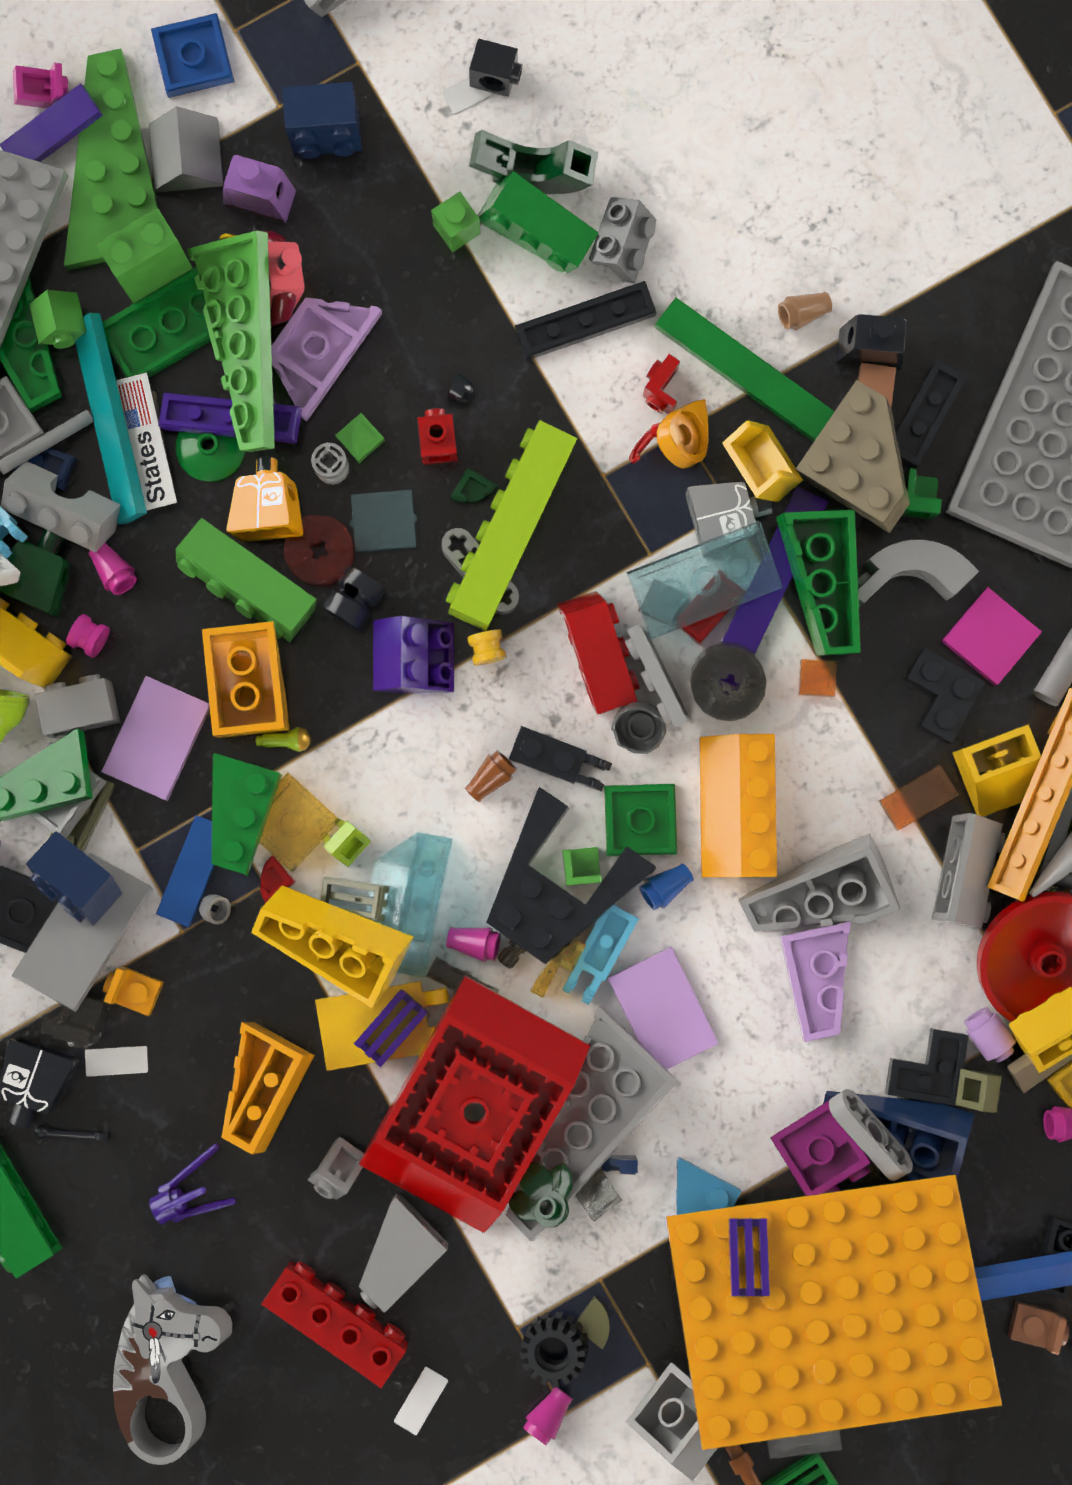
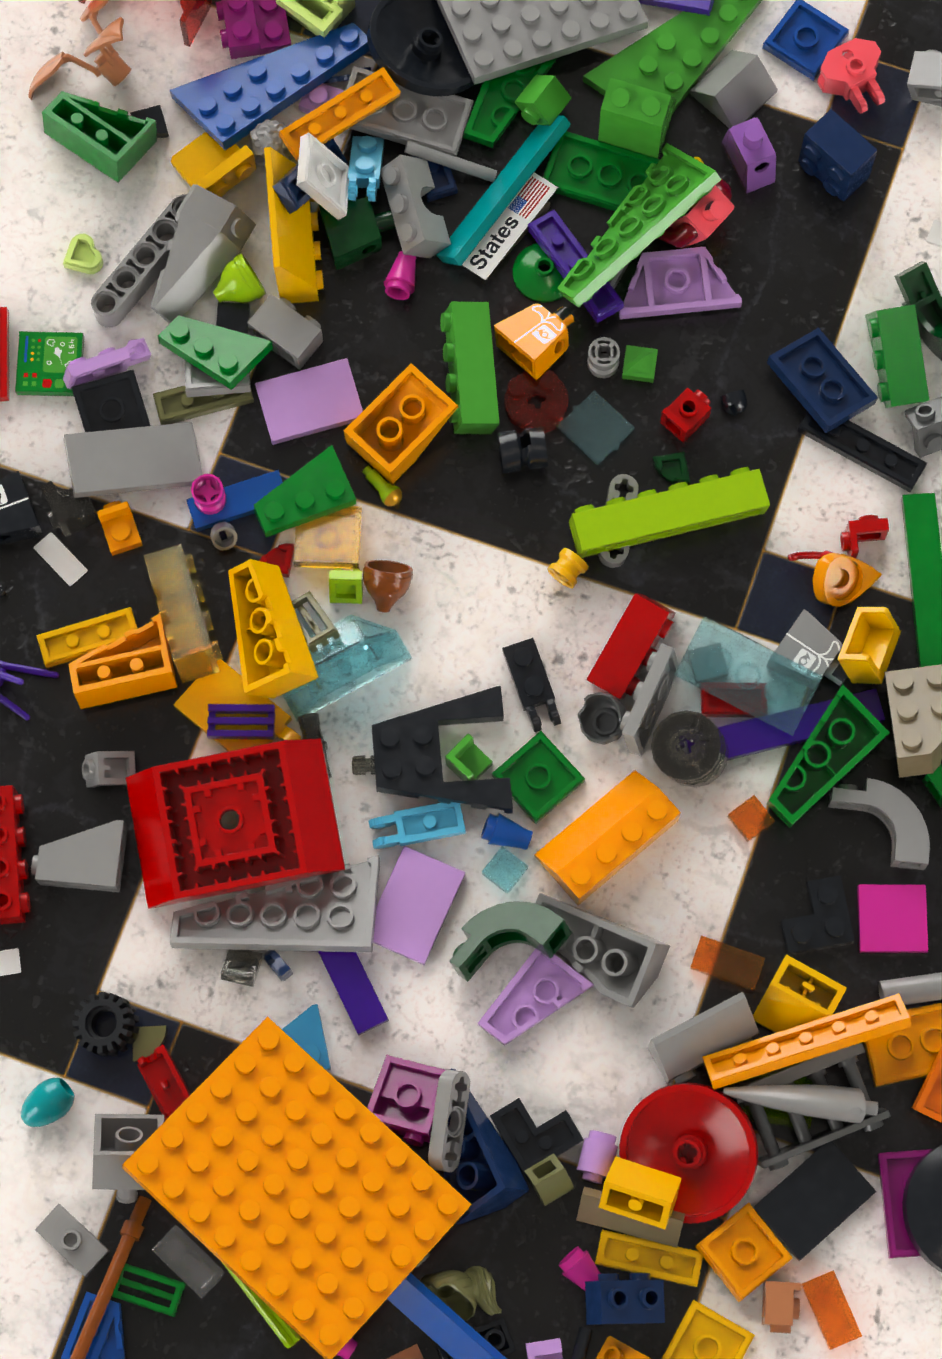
camera: 55 degrees right, 10 degrees down
(26, 740) = (233, 316): none -> black tile
(74, 878) = (164, 419): dark blue brick -> none
(87, 635) = (341, 297): dark pink wheel -> none
(163, 891) = (208, 486): none -> dark pink wheel
(205, 1095) = (83, 637): none -> yellow tile
(255, 1000) = (182, 614): none -> clear yellow wedge
(257, 43) = (852, 73): none -> coral hinge
(371, 806) = (386, 582): none -> dark orange helmet
(413, 655) = (518, 523): dark purple slope -> none
(456, 221) = (849, 301): bright green brick -> none
(475, 942) = (351, 732): dark pink cone -> none
(490, 776) = (480, 645): dark orange cone -> none
(504, 303) = (822, 380): none -> dark blue plate
(538, 1190) = (210, 921): dark green plate -> none
(547, 1416) = (53, 1061): dark pink cone -> none
(566, 959) = (374, 799): clear yellow slope -> none
(580, 1449) = (47, 1103): none -> teal animal
(645, 1335) = (163, 1080): none -> red hinge
(694, 912) = (504, 870): none -> clear light blue tile
(695, 1118) = (354, 990): none -> dark purple tile
(744, 952) = (506, 925): none -> arch
(748, 1223) = (309, 1074): dark purple tile -> none
(1009, 1233) = (465, 1290): none -> olive hair

